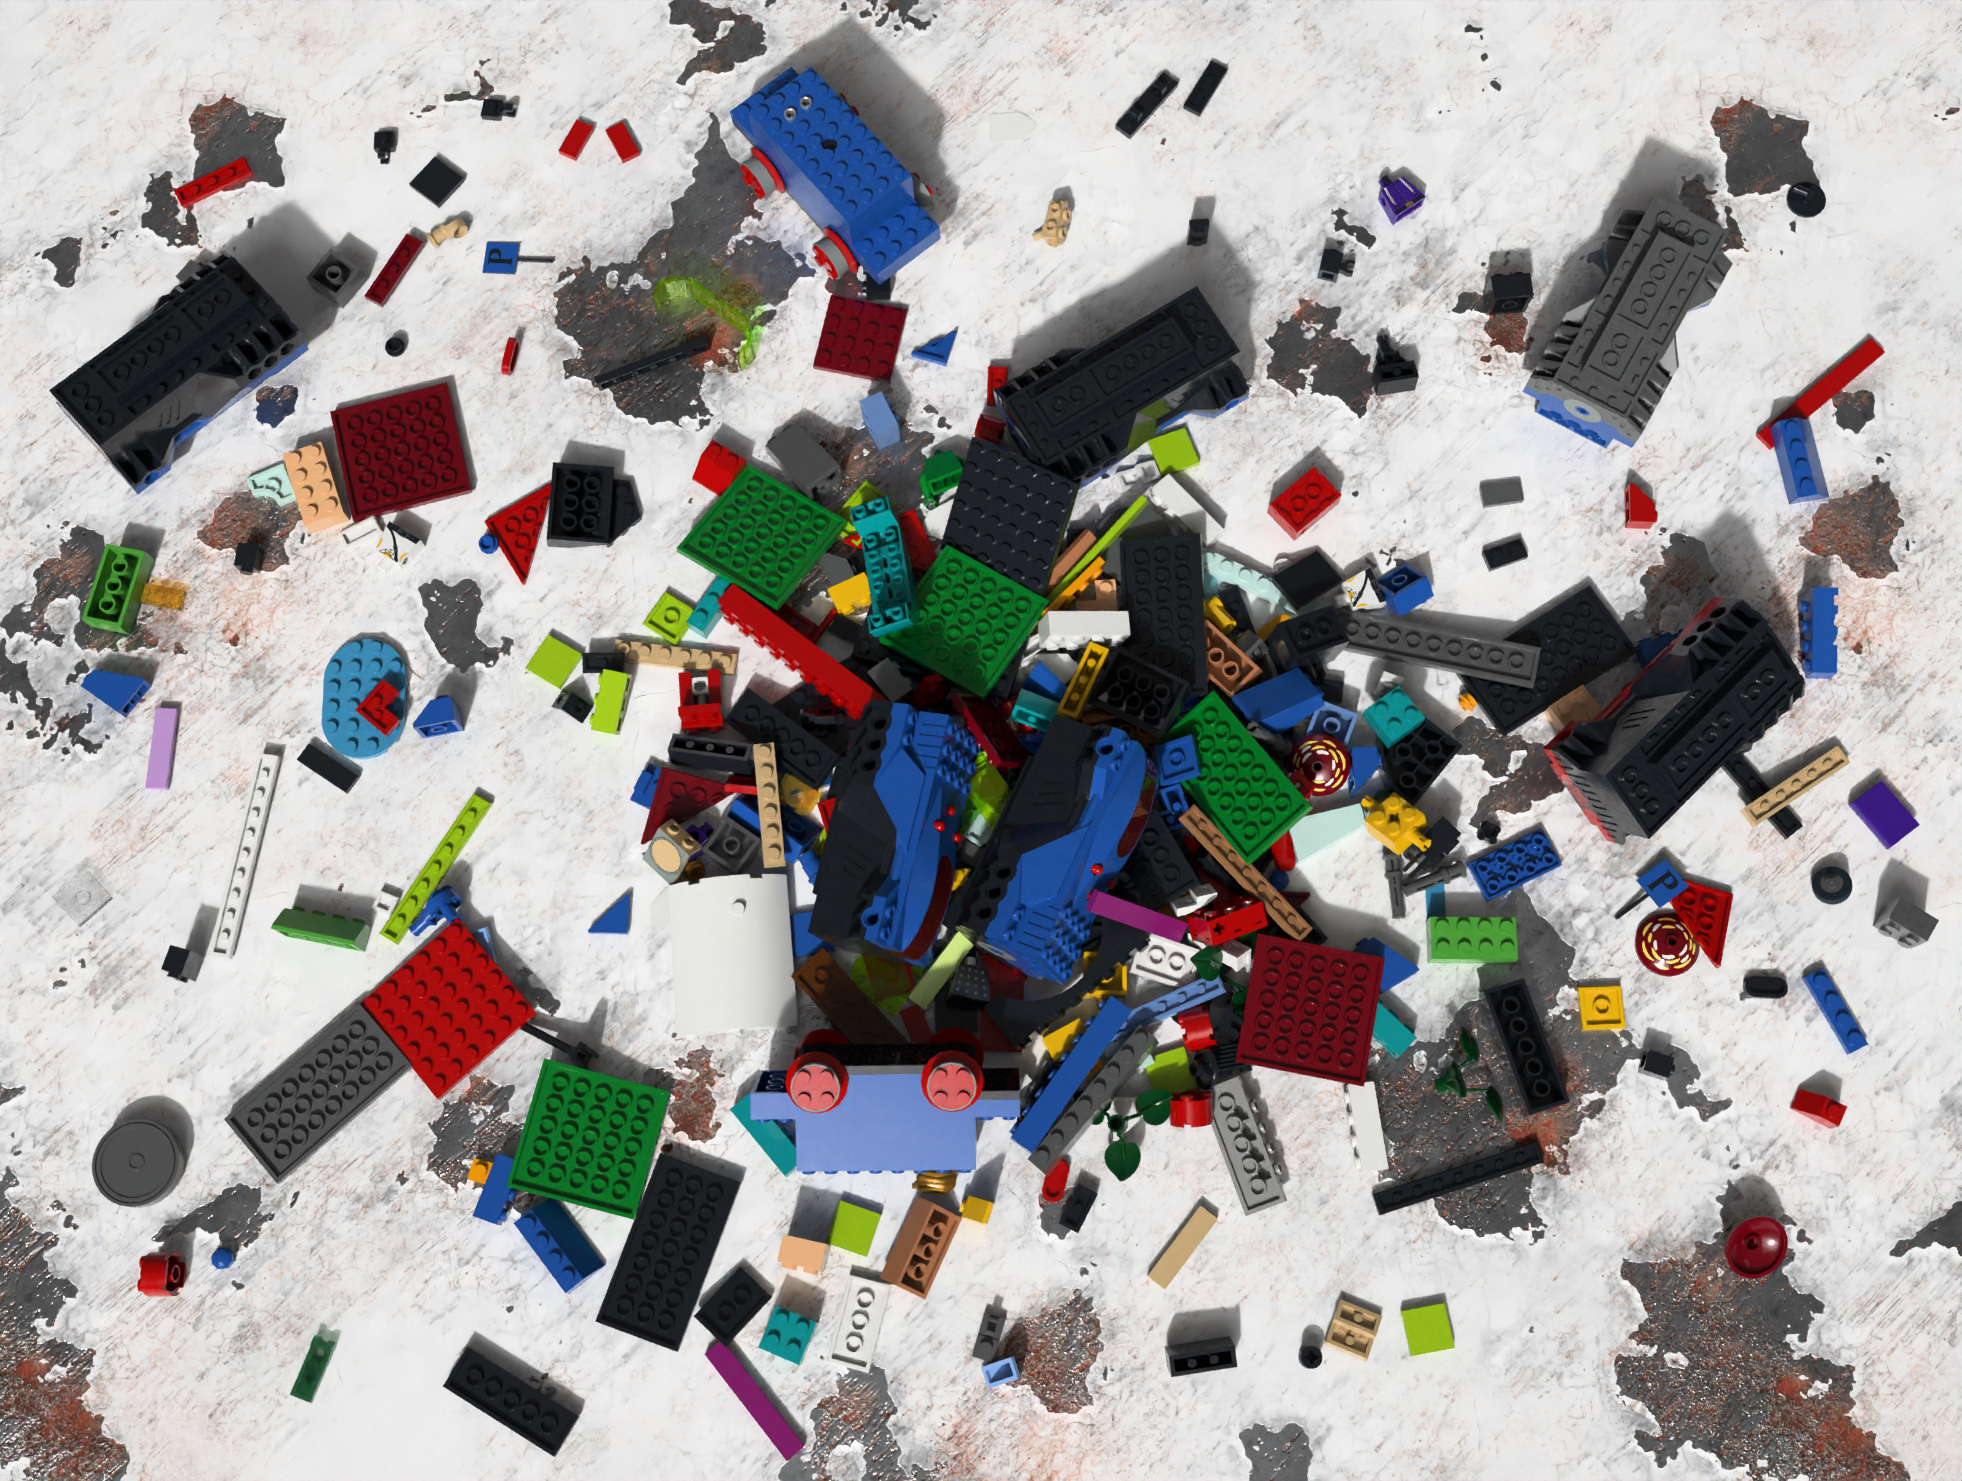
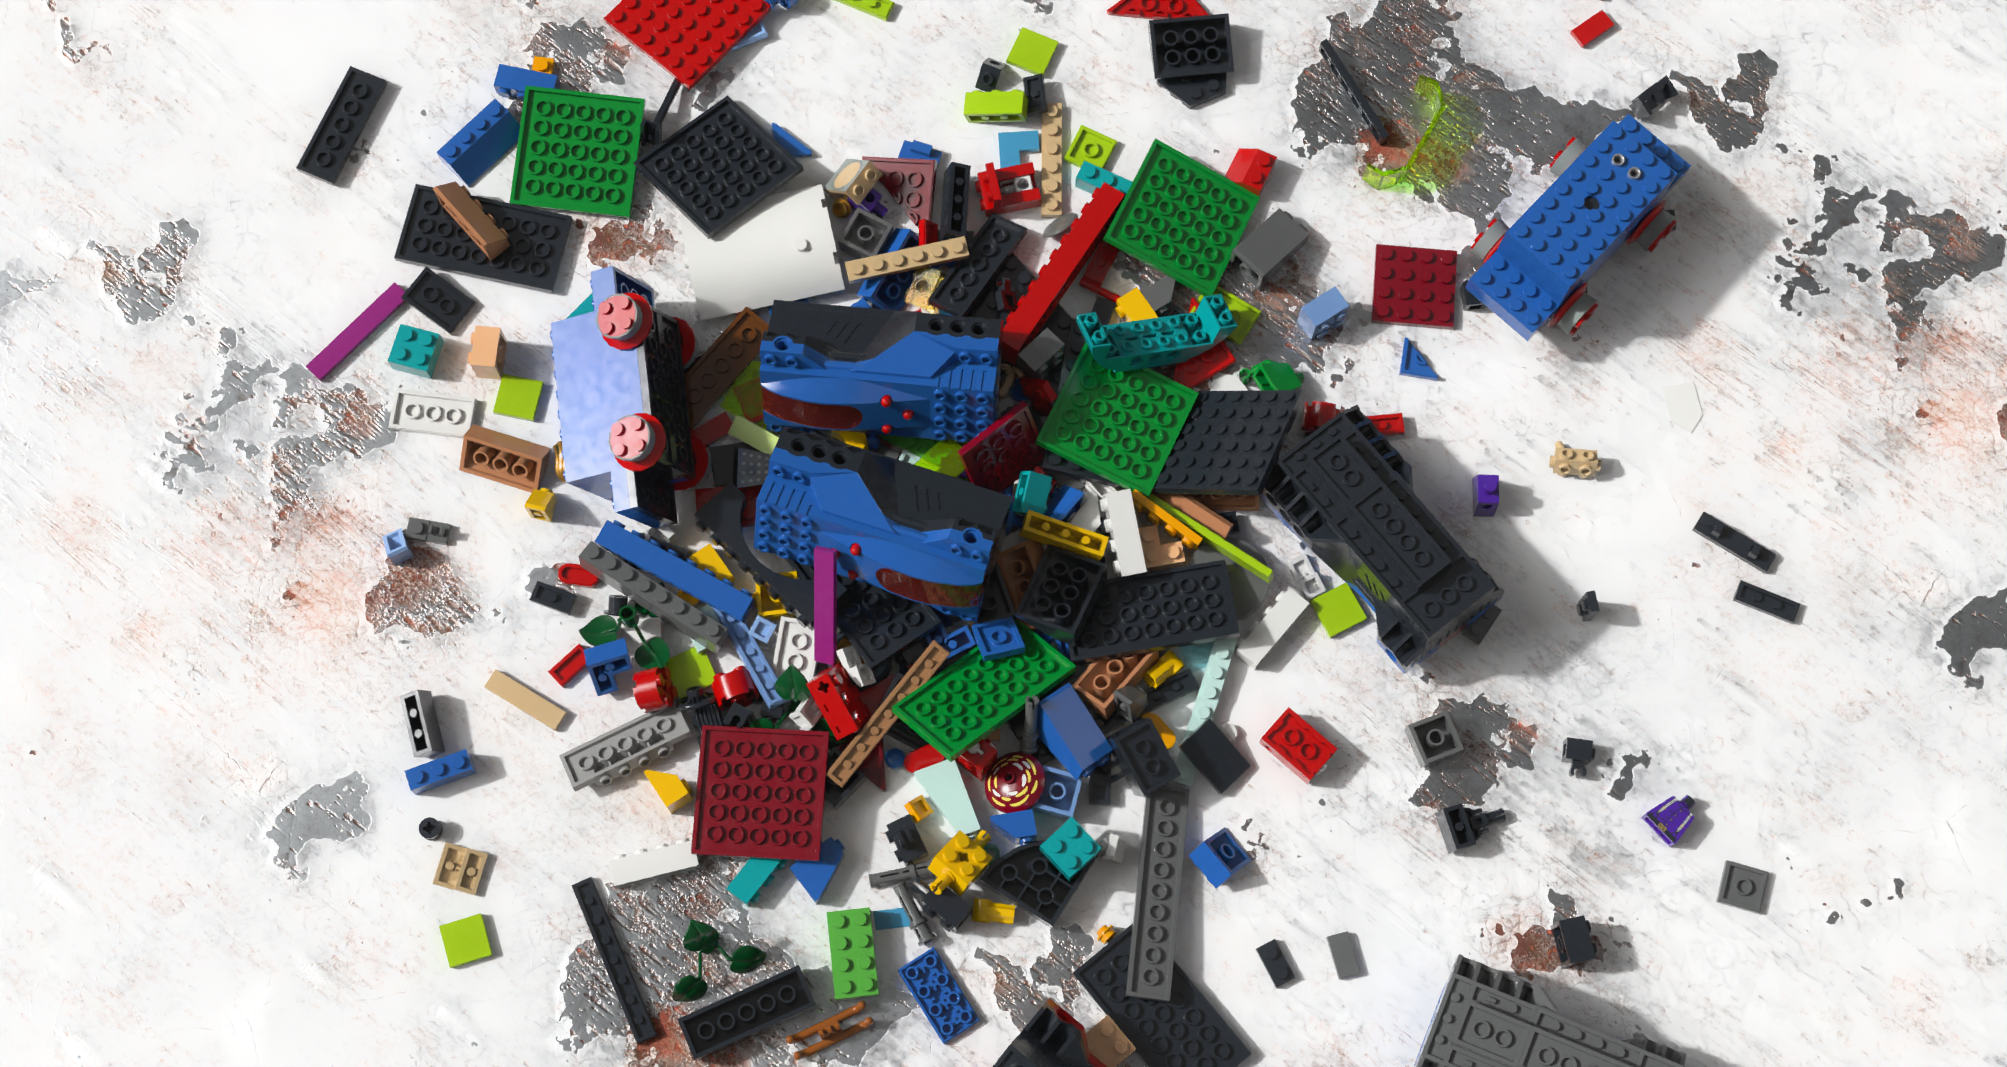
camera: 80 degrees right, 0 degrees up
(633, 989) = (718, 167): none -> black plate
(650, 1258) = (472, 218): none -> nougat slope
(652, 694) = (1014, 143): none -> dark azure tile
(701, 98) = (1652, 97): none -> black window
(749, 654) = (1059, 225): none -> dark grey piece
(1078, 304) = (1485, 492): none -> dark purple torso
(1097, 1140) = (615, 603): none -> black piece
(1140, 992) = (762, 629): none -> light blue tile
(1150, 1196) = (569, 666): none -> red tile
(1158, 1153) = (605, 662): none -> blue brick
(1252, 1341) = (440, 772): none -> blue brick
(1295, 1101) = (672, 790): none -> yellow slope
(1309, 384) = (1434, 739): none -> dark grey brick
(1332, 862) = (918, 808): none -> light orange plate
(1360, 593) = (1208, 813): white torso -> none
(1362, 876) = (906, 839): none -> black brick
(1439, 802) = (988, 911): none -> yellow piece
(1463, 152) = (1742, 887): none -> dark grey tile
(1494, 829) = (965, 961): black plate -> none
(1542, 971) = (830, 1031): none -> dark orange piece

